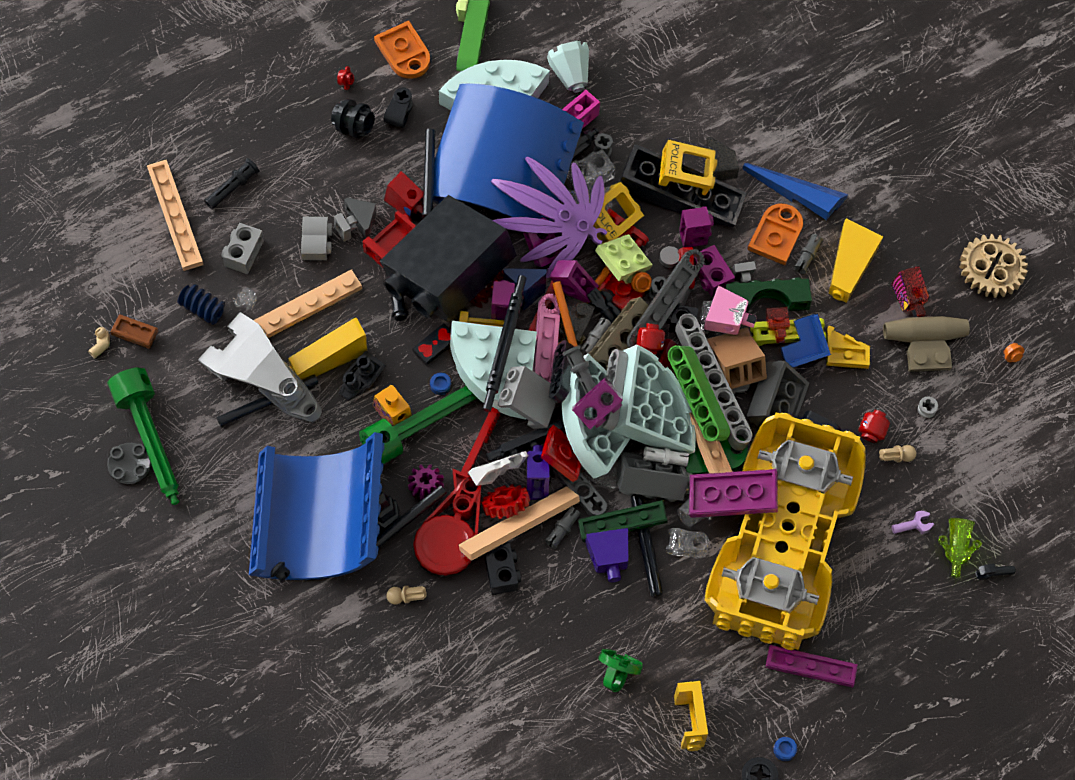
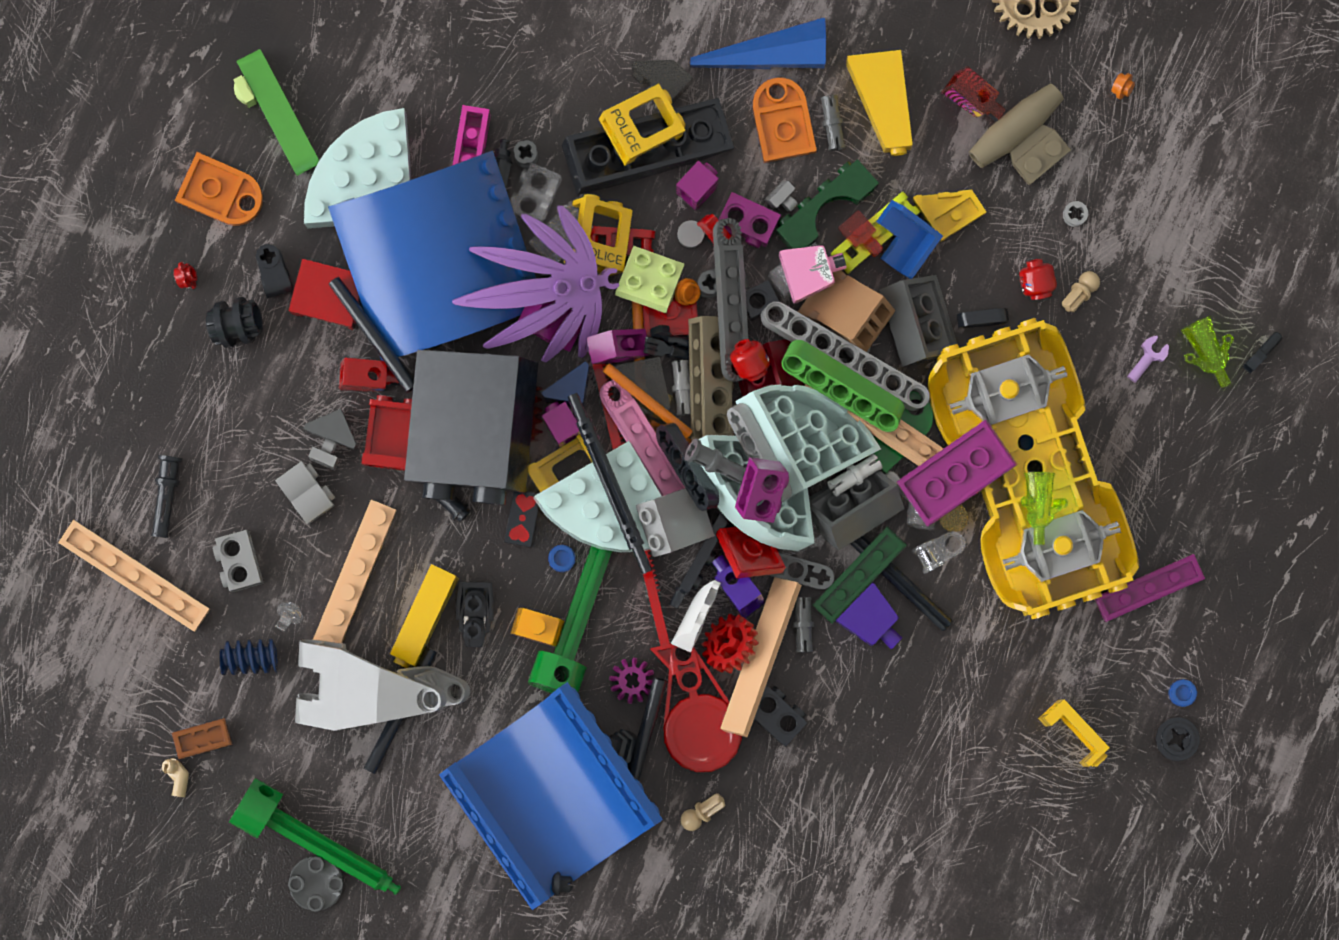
camera: 35 degrees left, 20 degrees up
(411, 137) = (316, 299): none -> red panel
(571, 64) = (421, 81): light aqua cone -> none
(618, 668) = (968, 733): green tile -> none
(713, 530) = (955, 520): none -> clear yellow tile
(774, 541) = (1039, 502): none -> clear neon green piece

